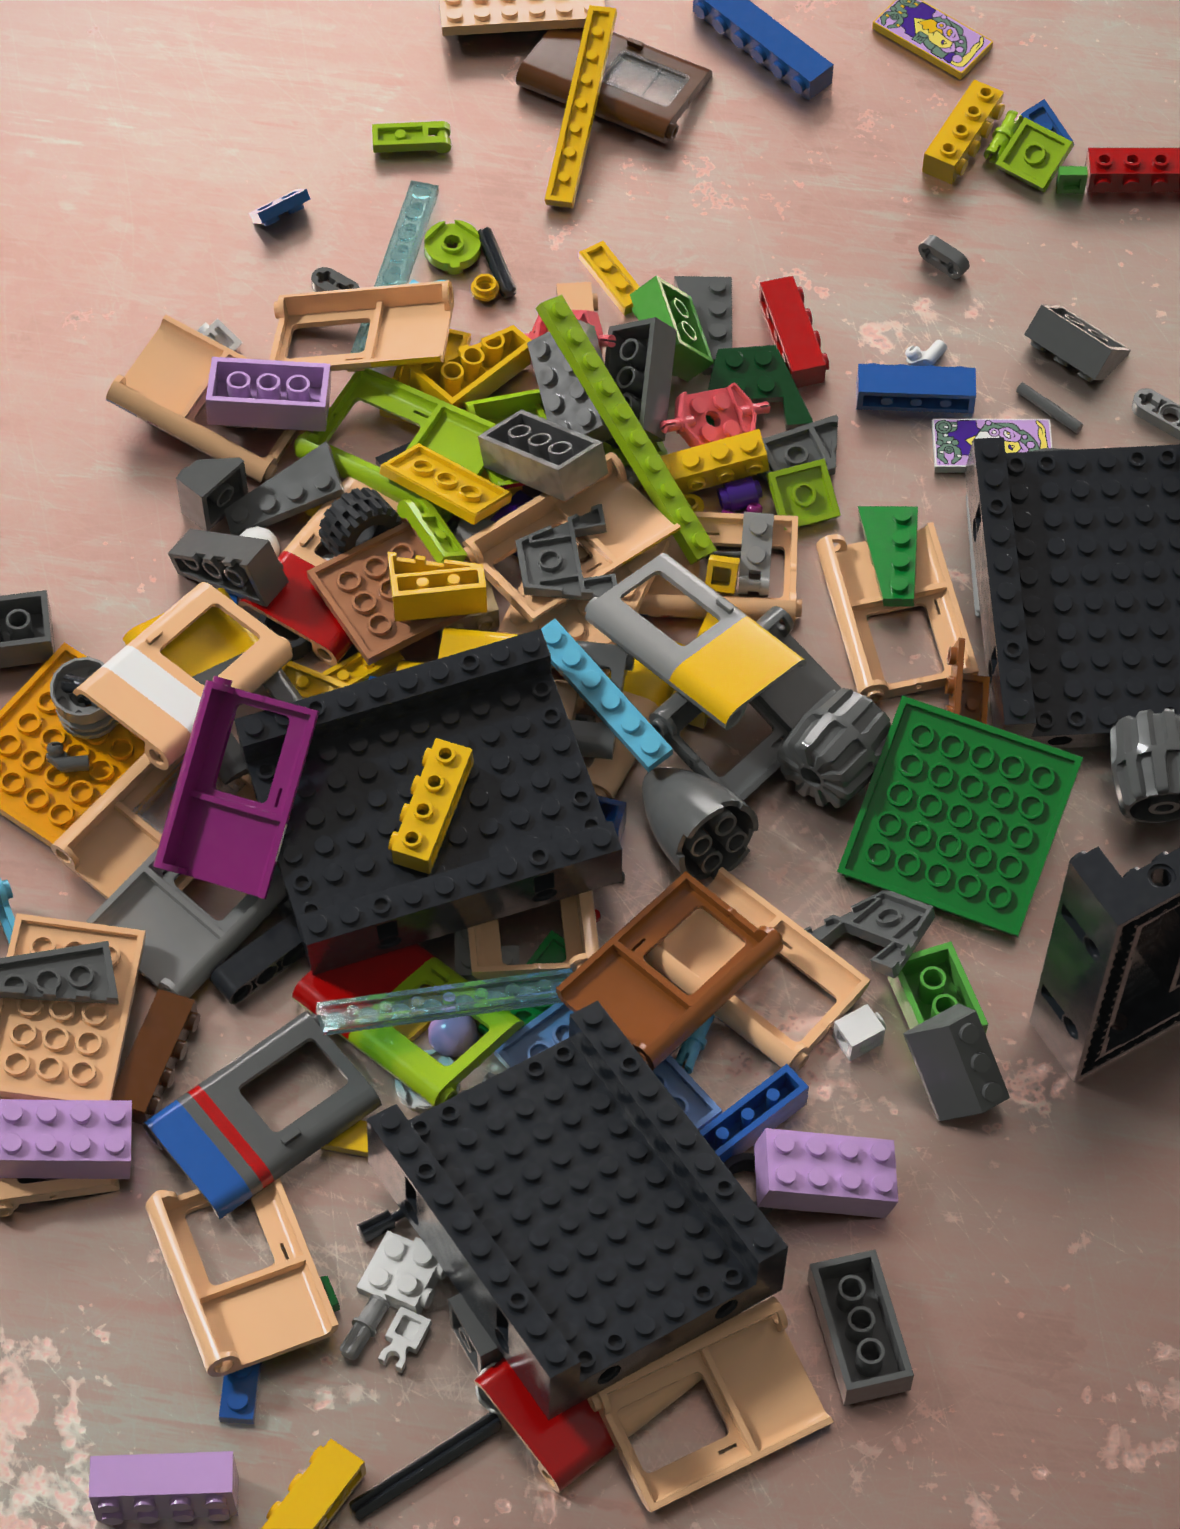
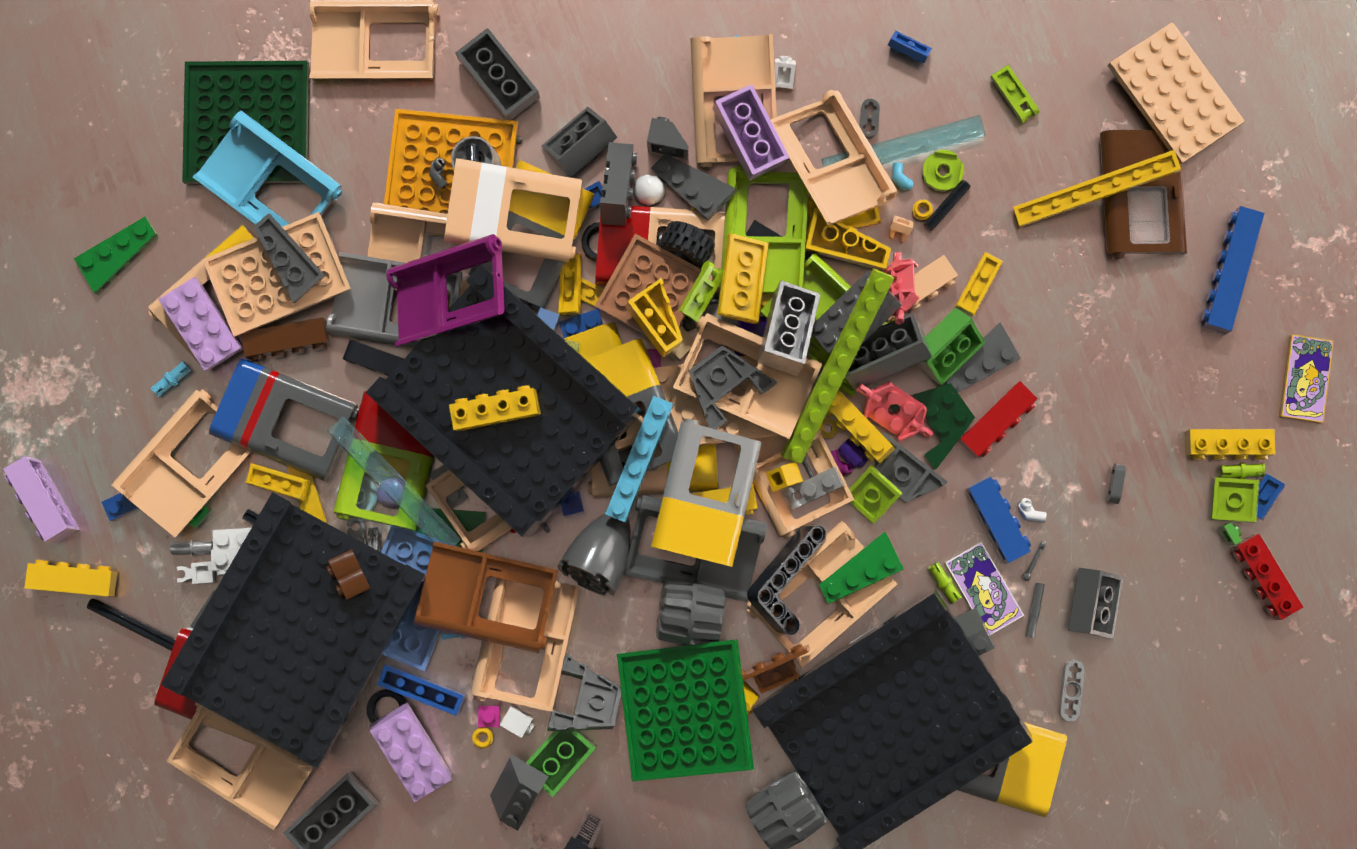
camera: 65 degrees right, 25 degrees up
(107, 1234) = (171, 378): none -> medium azure pin
(138, 584) = (579, 141): none -> dark grey slope
(336, 1172) = (277, 481): none -> yellow tile
(493, 313) = (901, 225): none -> light nougat tile
(539, 1094) = (348, 574): none -> reddish brown brick
(830, 1068) = (488, 716): none -> dark pink plate
(849, 634) = (783, 575): none -> black beam
(856, 1080) = (476, 741): none -> yellow plate
(948, 479) = (944, 582): none -> lime pin
(1003, 397) = (1026, 577): none -> dark grey hinge

